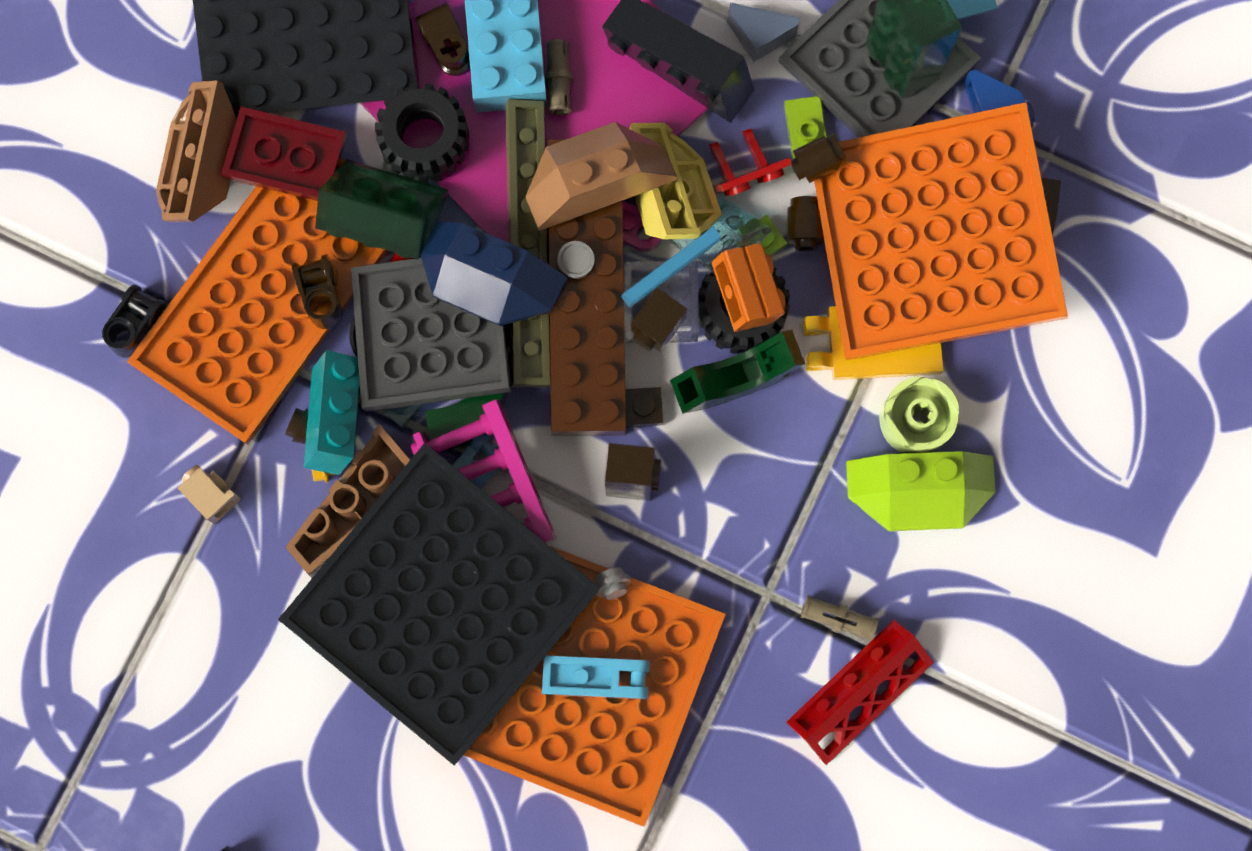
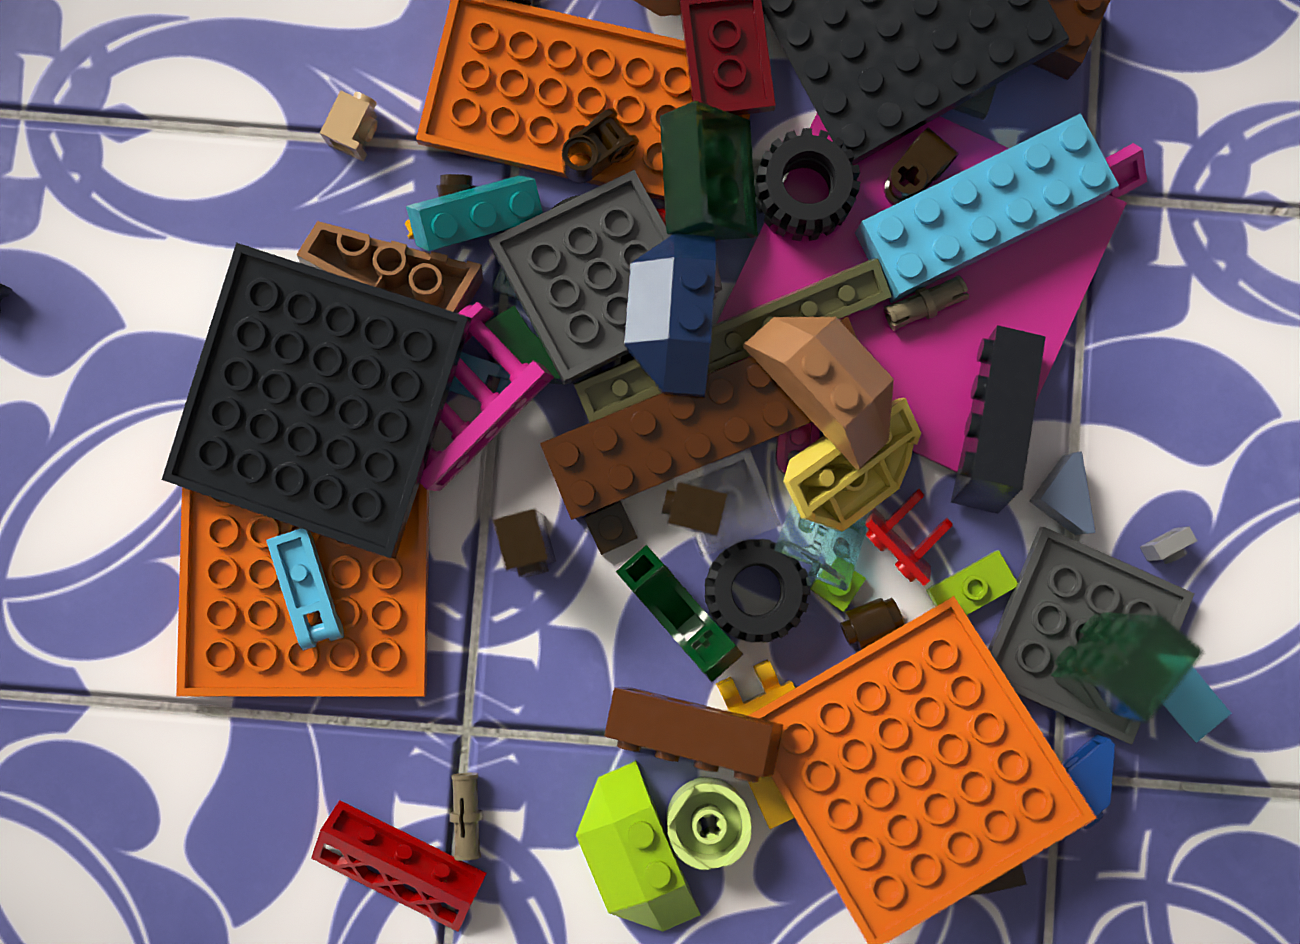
camera: 65 degrees right, 5 degrees up
(575, 259) = (728, 396): light grey piece -> none
(613, 583) = (407, 568): light grey plate -> none
(671, 267) = (758, 500): dark azure tile -> none
(748, 287) = (769, 591): orange brick -> none
(818, 158) = (944, 611): dark brown brick -> none
(839, 398) = (693, 732): none -> reddish brown brick

